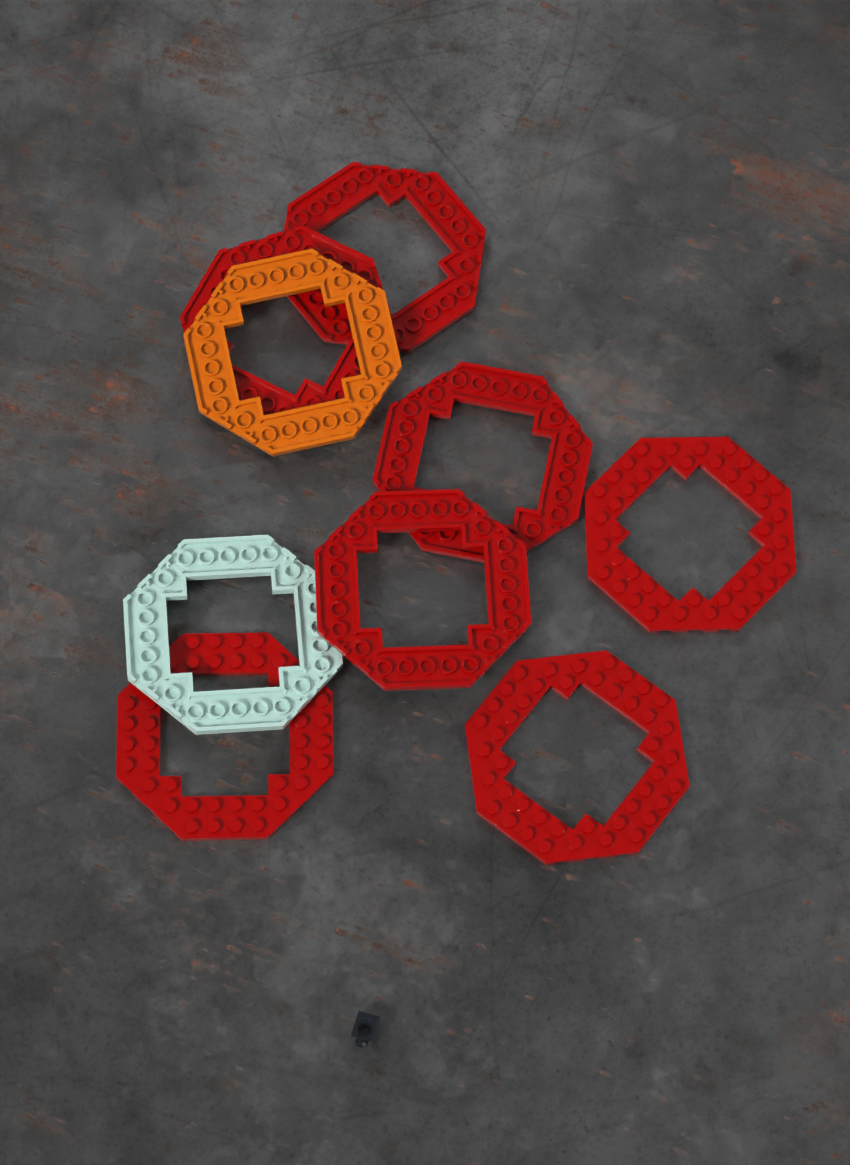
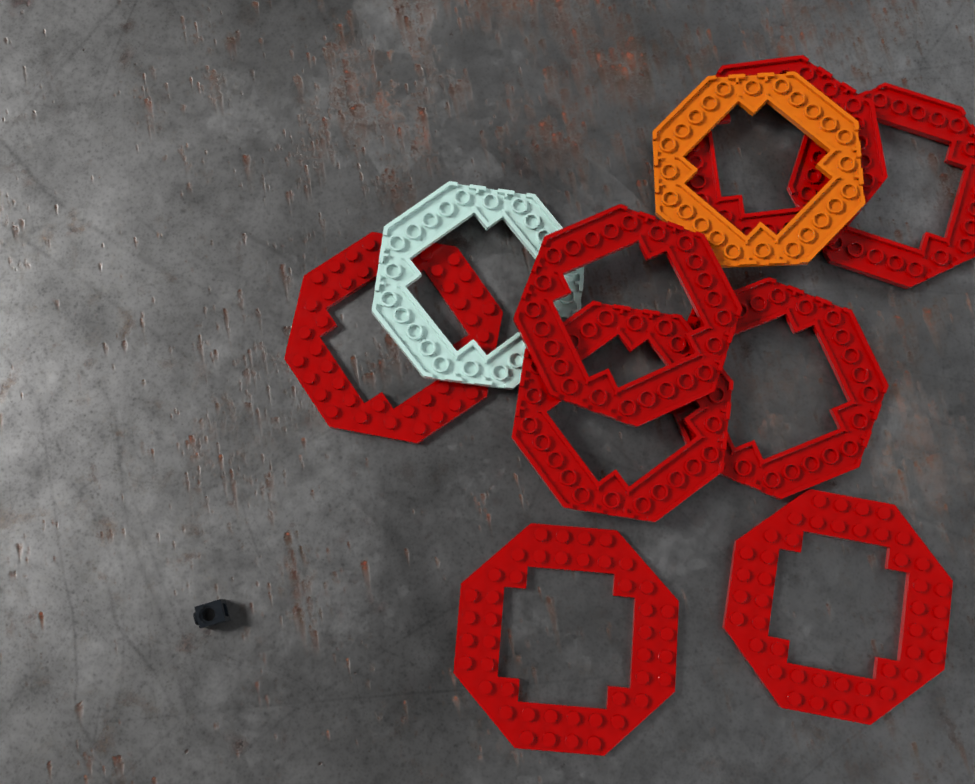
camera: 60 degrees right, 10 degrees up
(335, 606) = (659, 390): none -> red plate

